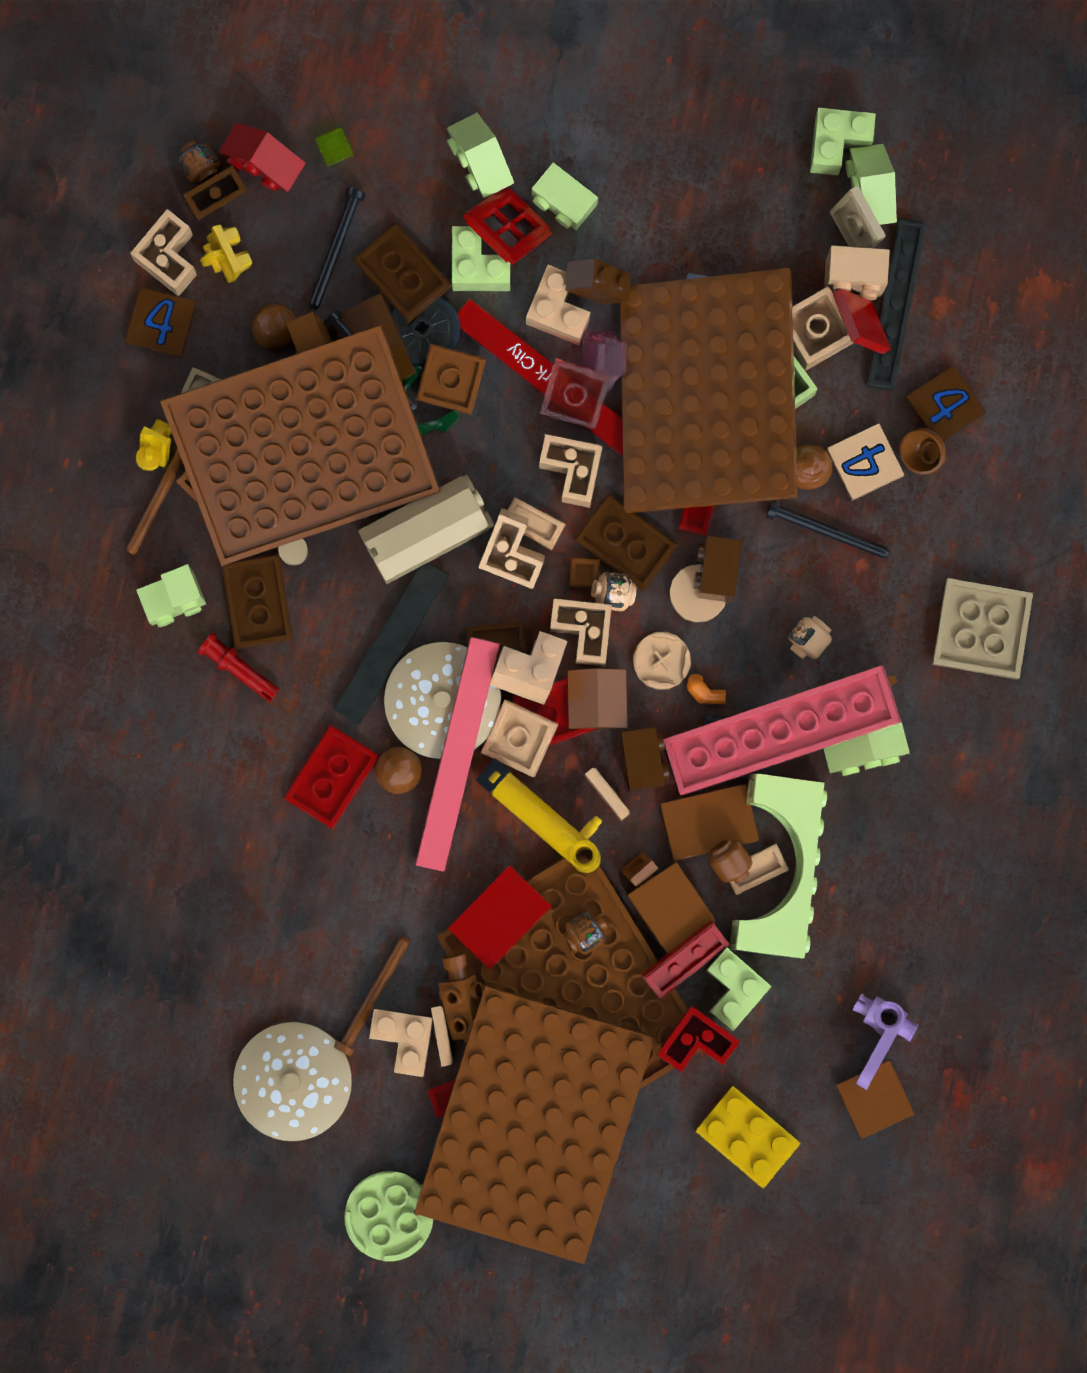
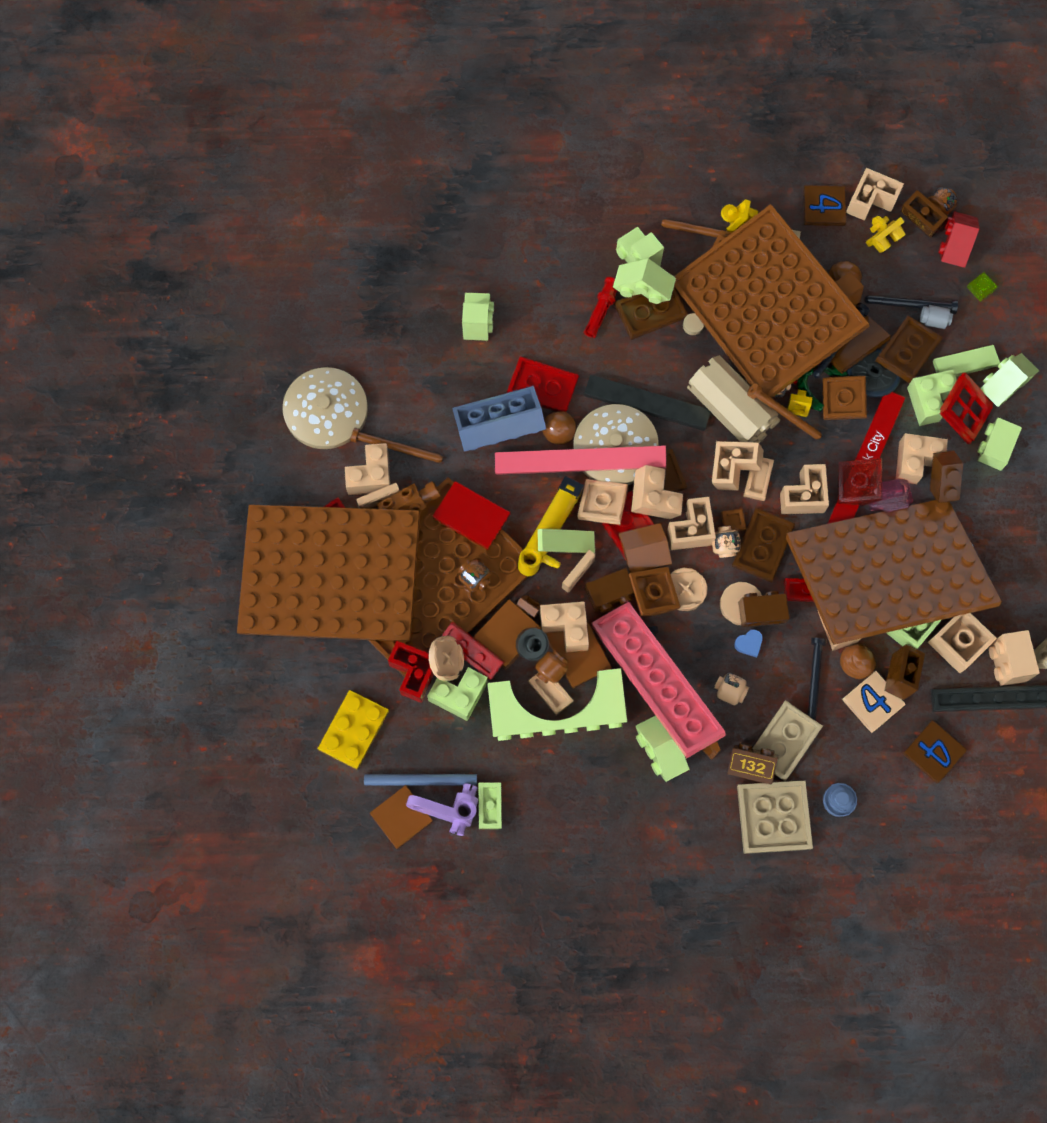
camera: 80 degrees right, 10 degrees down
(210, 842) = (477, 316): none -> yellowish green brick
(224, 602) = (646, 279): none -> yellowish green brick
(365, 223) = (936, 316): none -> light grey brick
(369, 848) = (499, 418): none -> sand blue slope
(383, 1217) = (243, 486): yellowish green tile -> none
(430, 499) = (755, 392): none -> dark orange bar
(437, 202) = (968, 361): none -> yellowish green tile
(444, 441) = (800, 403): none -> yellow tile
(567, 801) = (565, 541): none -> yellowish green tile
(660, 702) = (654, 591): none -> dark orange slope
(673, 821) = (567, 618): none -> light nougat brick
(694, 995) = (446, 658): none -> light nougat tile
(698, 879) = (532, 644): none -> pearl dark grey plate
(702, 693) = (669, 622): orange arm -> none
(753, 597) = (749, 643): none -> medium blue tile
(832, 1064) = (419, 779): none -> sand blue piece
(841, 413) = (904, 672): none -> reddish brown brick
(861, 321) = (978, 670): red tile -> none
(887, 983) = (490, 806): none -> yellowish green plate
(890, 588) = (789, 737): none -> tan tile
(913, 637) = (753, 763): none -> reddish brown brick
(923, 451) = (895, 740): dark orange piece -> none
(980, 541) = (840, 800): none -> sand blue plate

